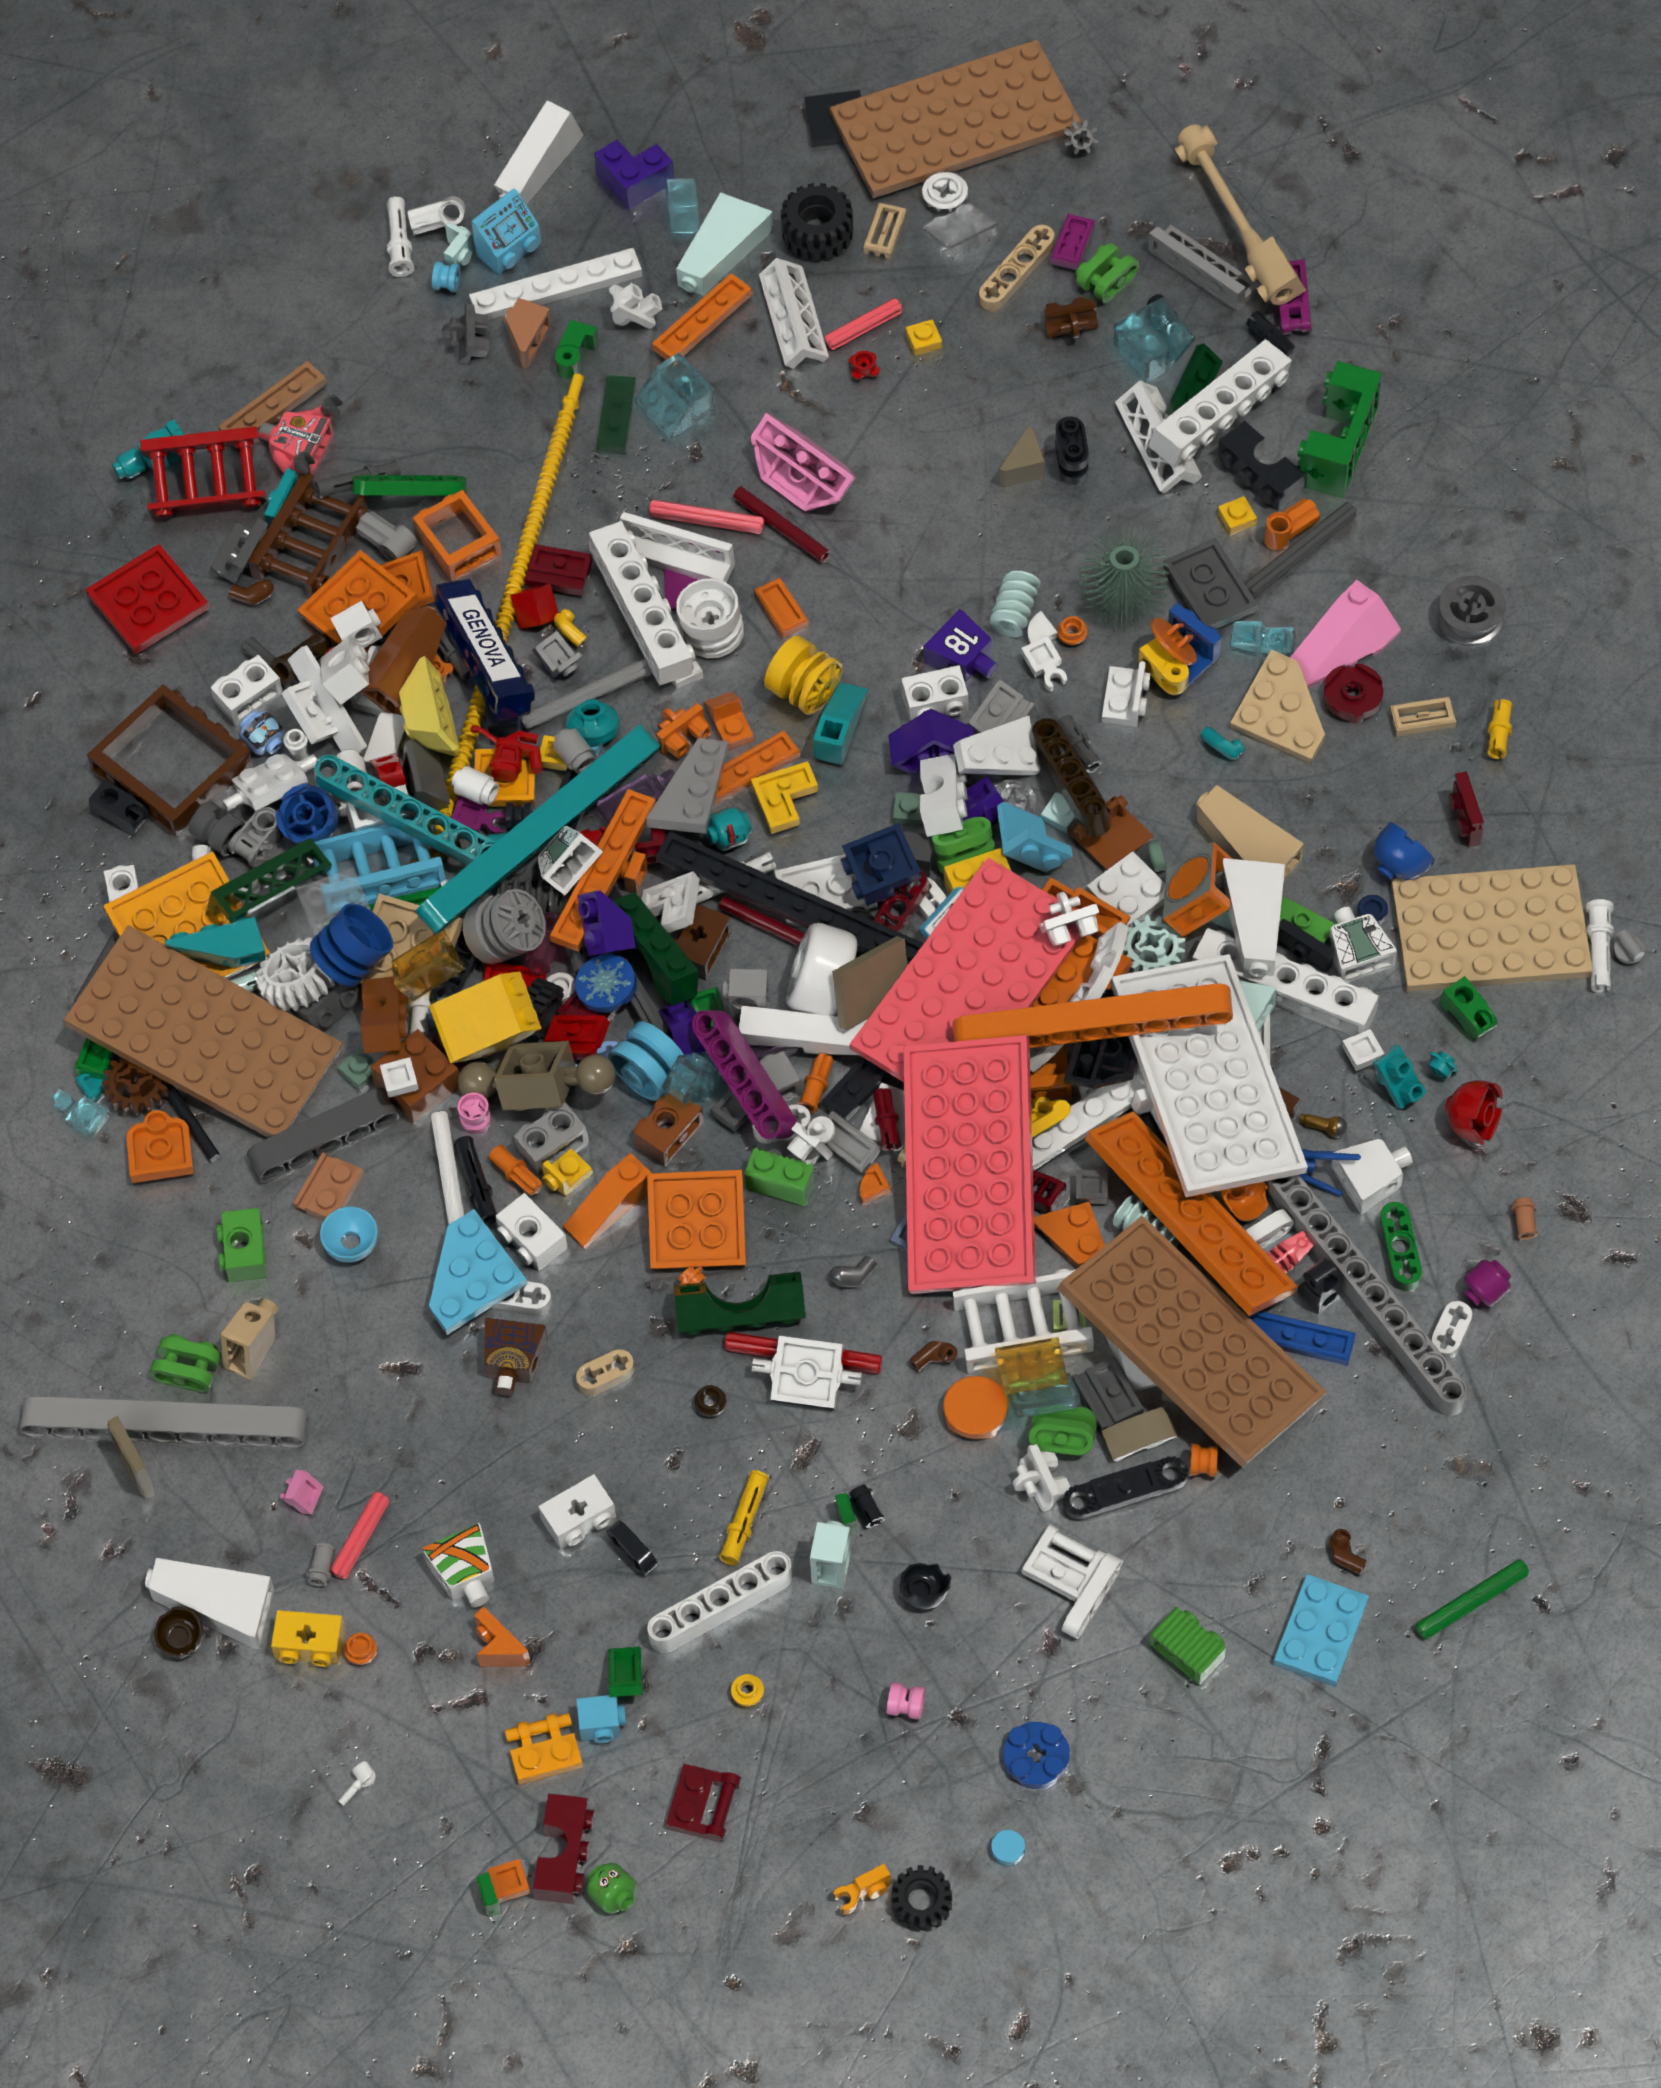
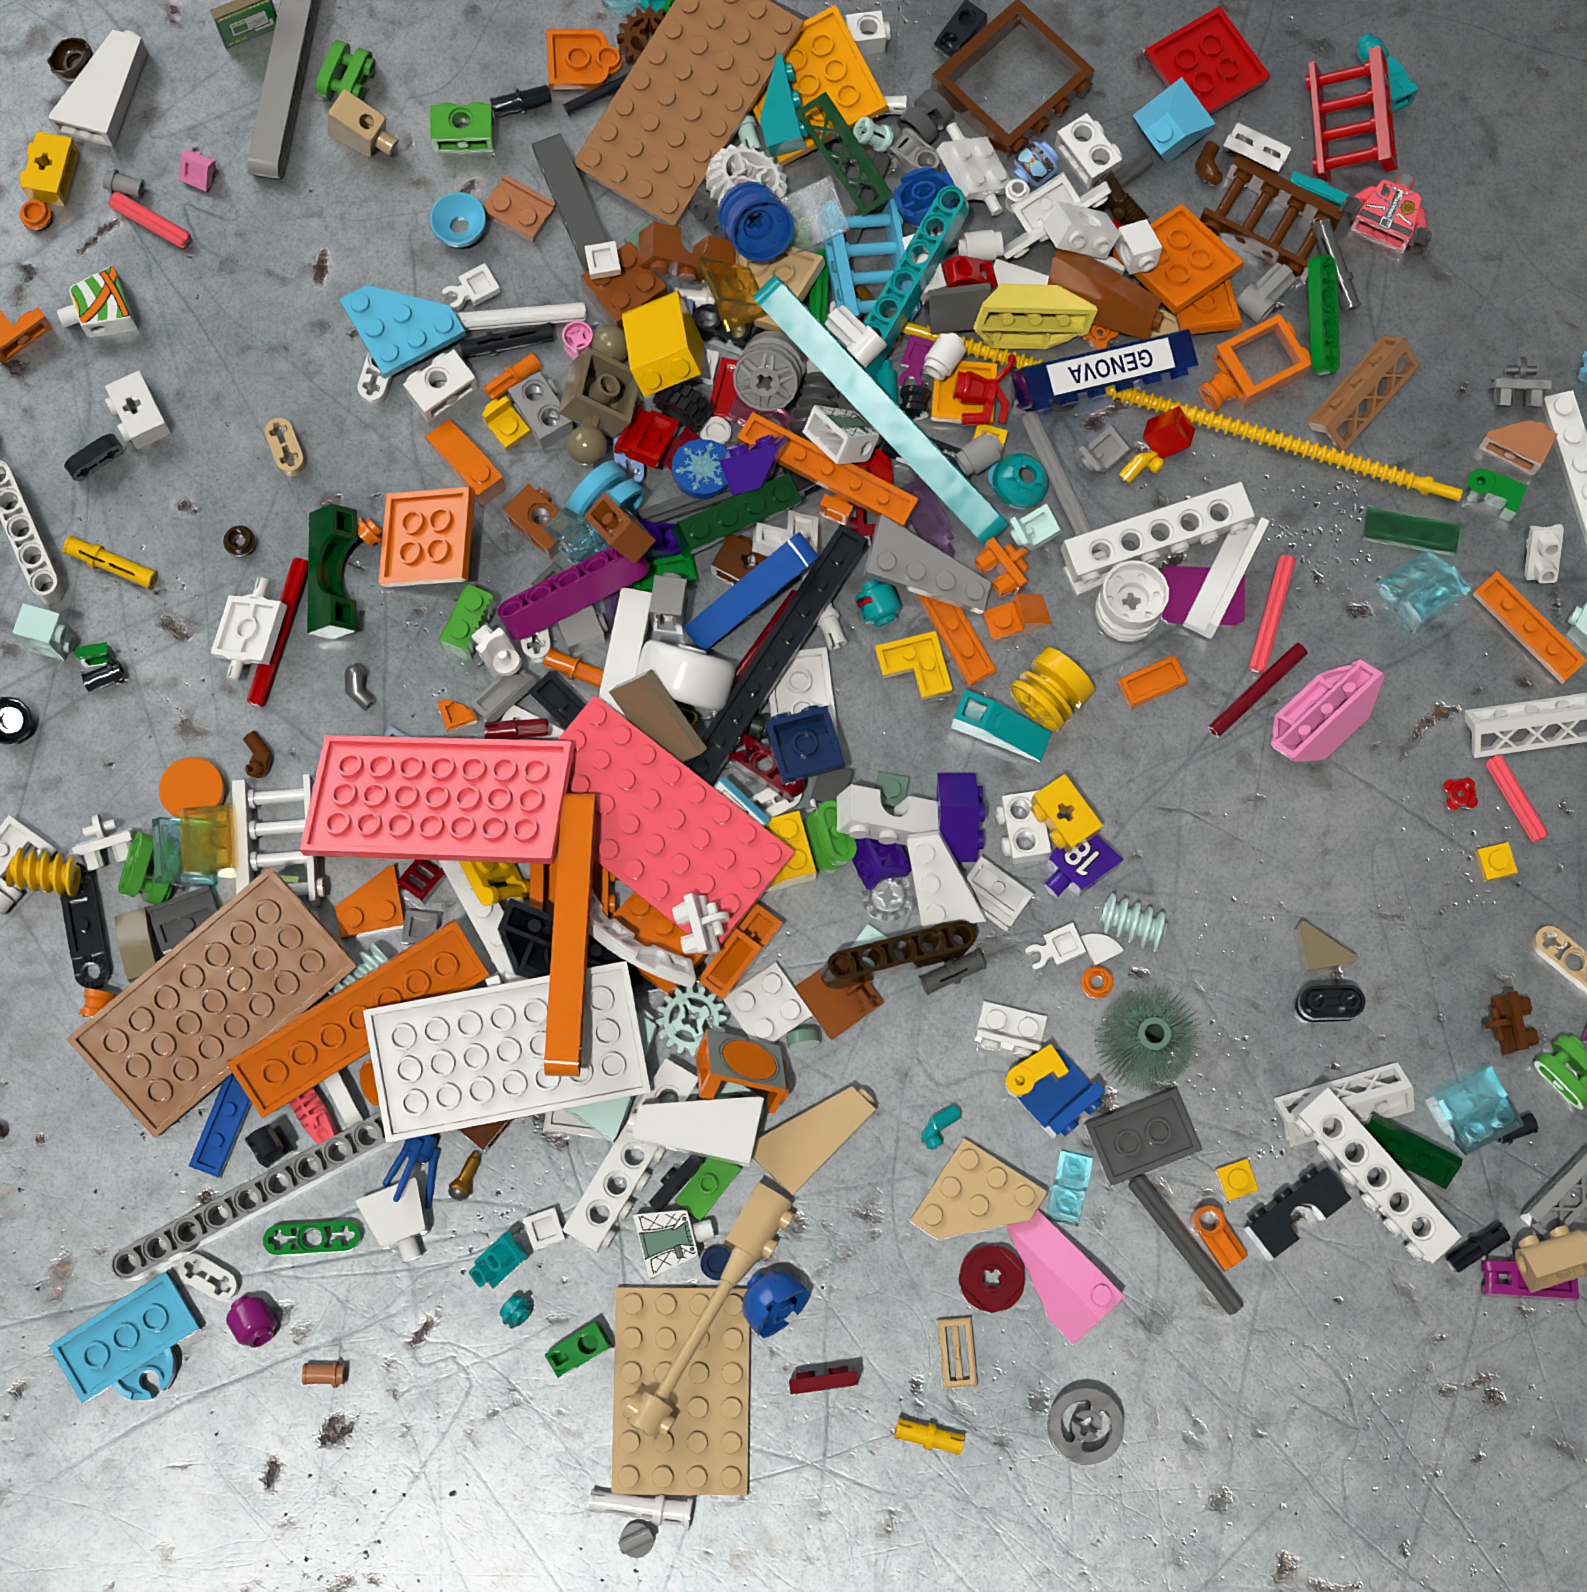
camera: 90 degrees right, 15 degrees up
(208, 1195) = (520, 100): none -> black axle
(211, 620) = (1174, 120): none -> medium azure slope
(236, 859) = (873, 134): none -> light aqua bush
(278, 399) = (1441, 192): medium nougat plate -> none
(420, 1214) = (475, 286): none -> white plate
(471, 843) = (859, 339): none -> white piece
(479, 455) = (1363, 384): none -> medium nougat fence
(490, 569) = (1217, 391): none -> orange wheel
(512, 1352) = (313, 360): reddish brown torso -> none
(561, 568) = (1213, 458): dark red plate -> none
(639, 705) = (1036, 528): none -> light aqua bracket
(689, 1016) = (619, 528): none -> dark orange brick
(731, 919) = (751, 592): none -> blue beam
(925, 648) = (1064, 798): none -> yellow brick
(1026, 839) = (832, 902): medium azure bracket -> none
(1078, 1514) = (44, 873): none -> yellow piece
(1174, 641) = (1059, 1082): orange piece -> none
(1349, 878) = (750, 1240): none -> tan bar
(1351, 398) = (1373, 1335): green plate -> none
(1474, 1110) = (451, 1335): red cylinder -> none
(1523, 1388) = (128, 1342): none -> medium azure plate

